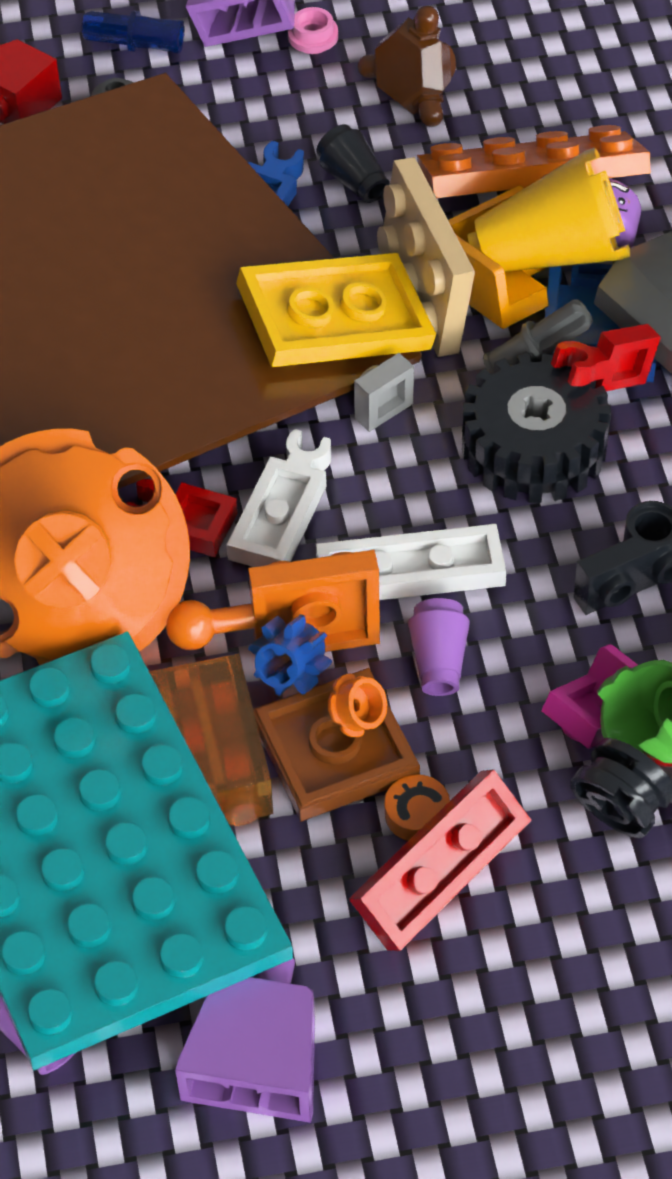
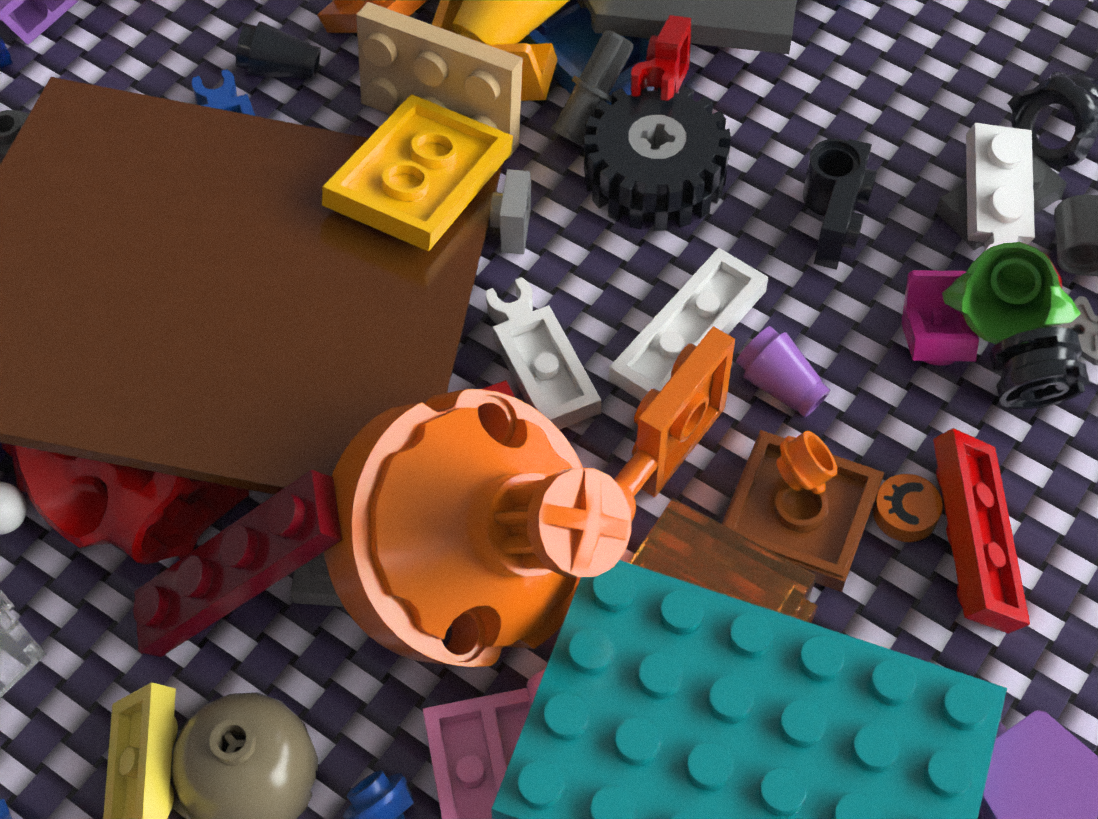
camera: 45 degrees left, 5 degrees up
(290, 655) = (709, 466): blue gear -> none

